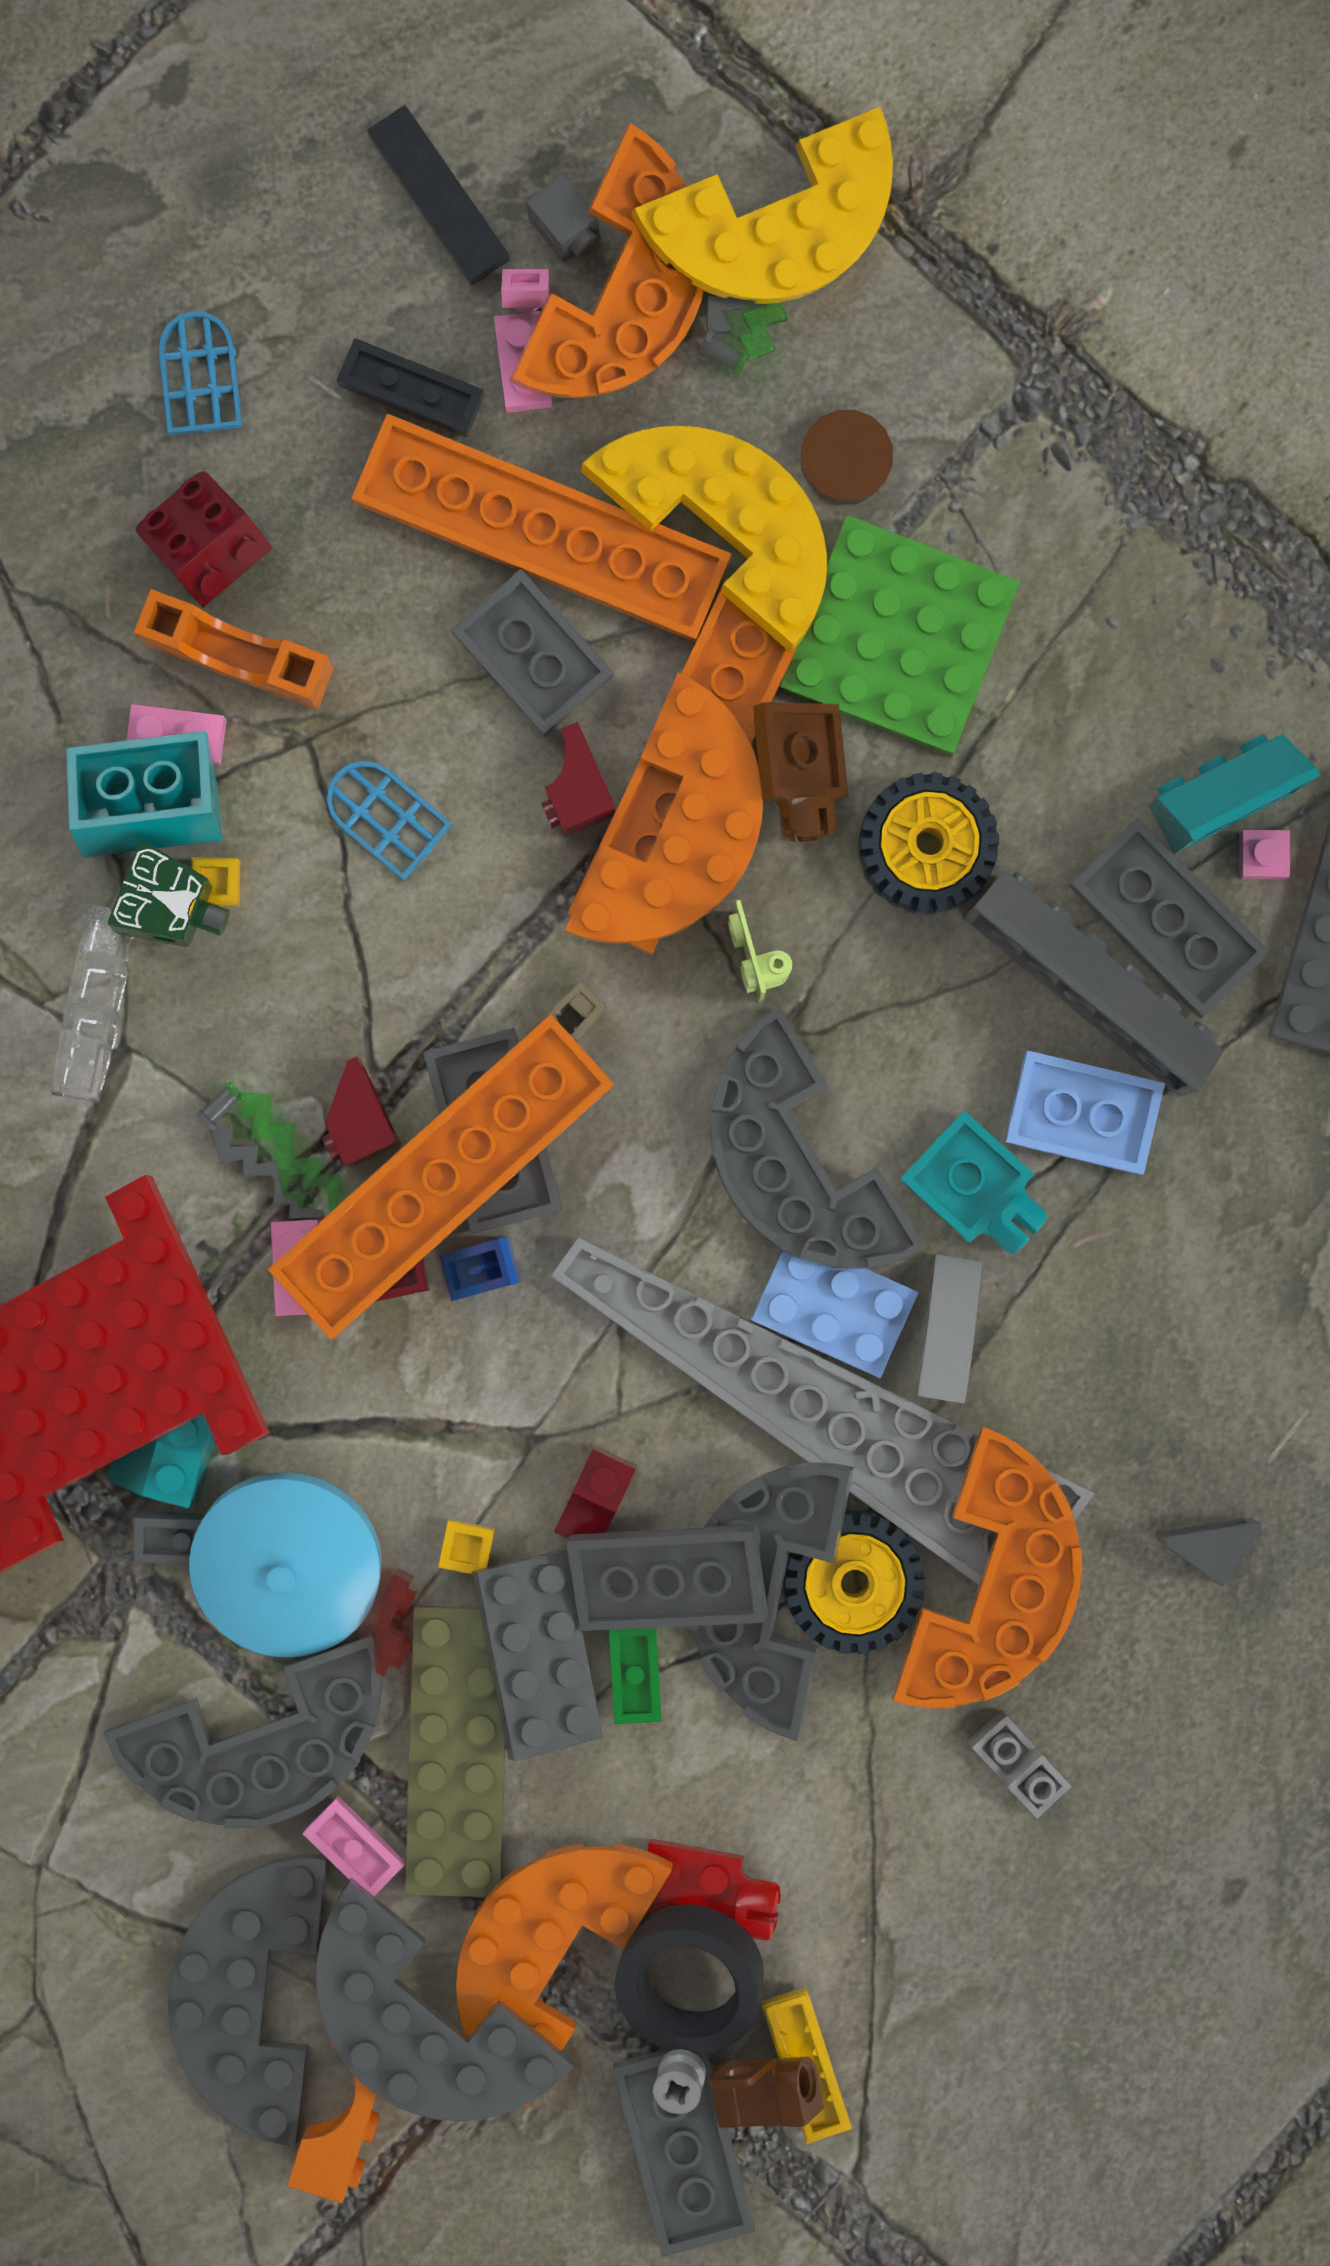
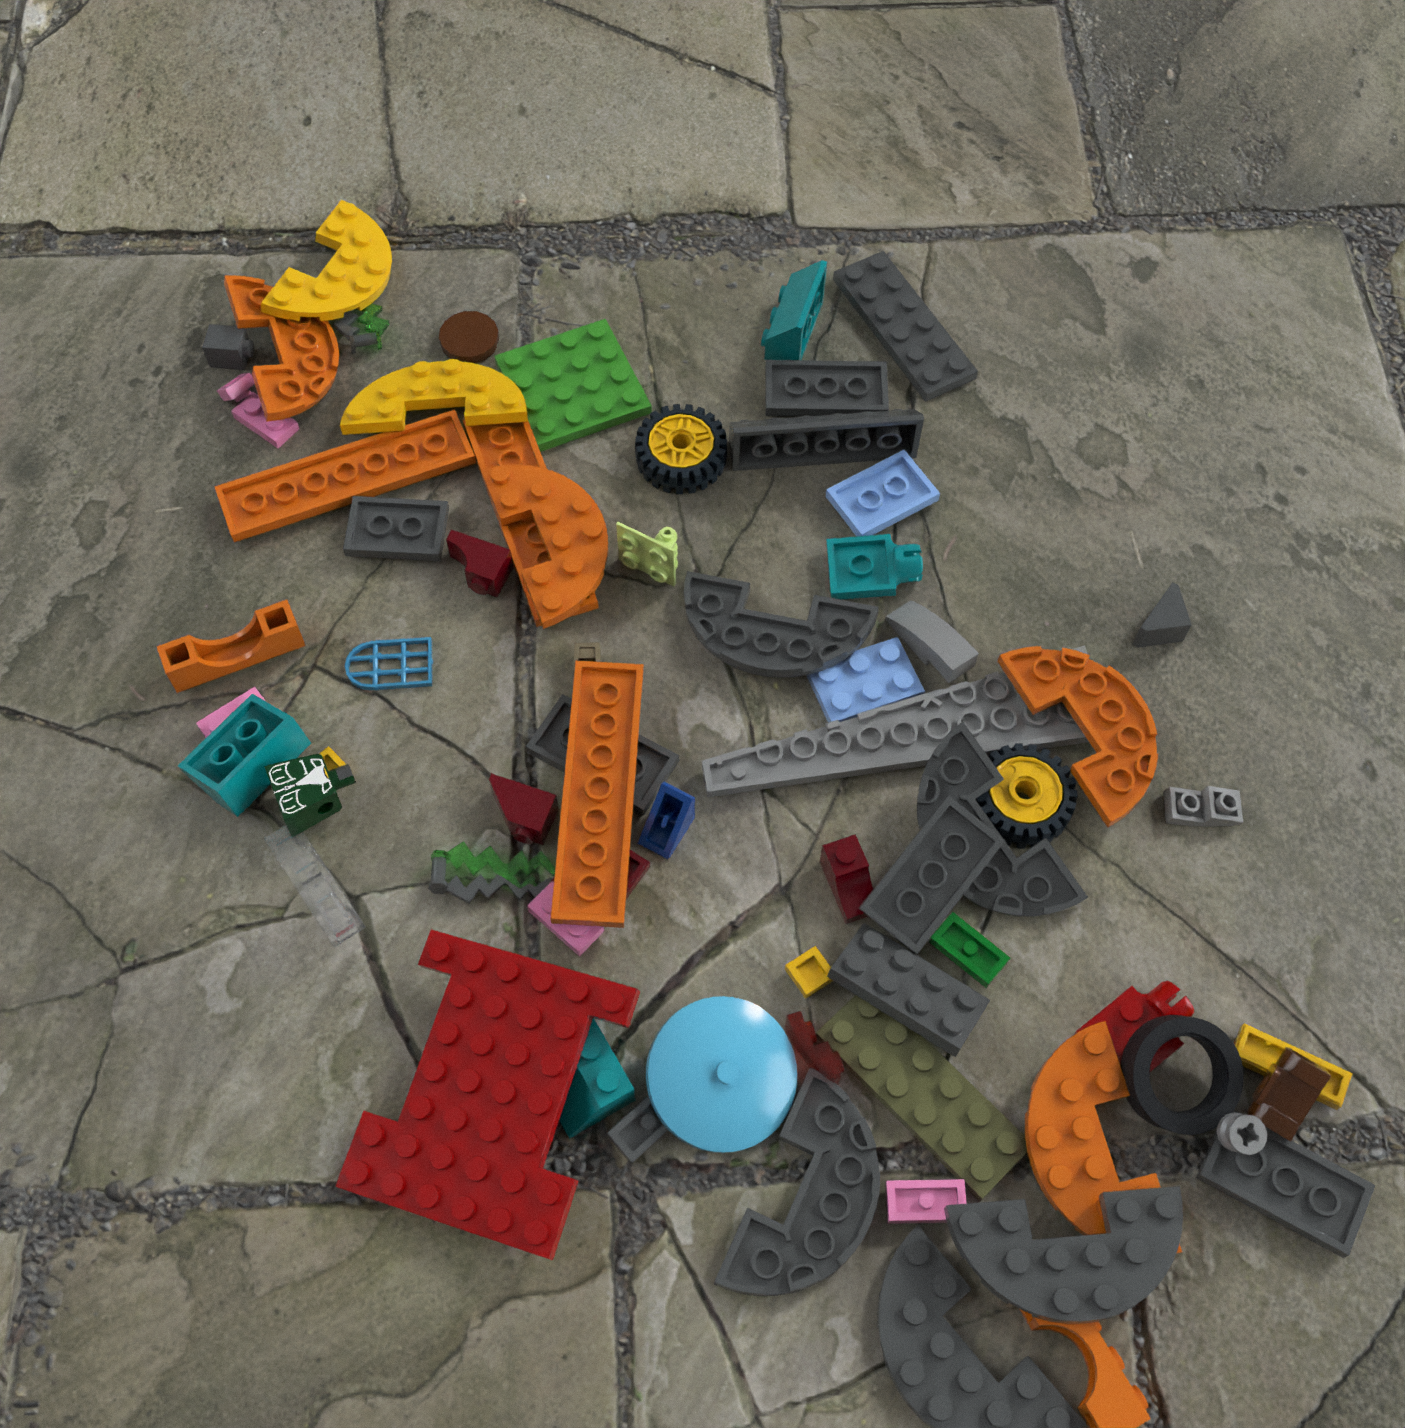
camera: 45 degrees left, 25 degrees down
(203, 537) = (164, 612): dark red bracket -> none
(212, 388) = (93, 565): dark azure window -> none
(410, 387) = (215, 469): black plate -> none
(438, 195) = (152, 387): black tile -> none
(801, 765) = (585, 463): reddish brown plate -> none
(1264, 854) = (837, 333): bright pink plate -> none

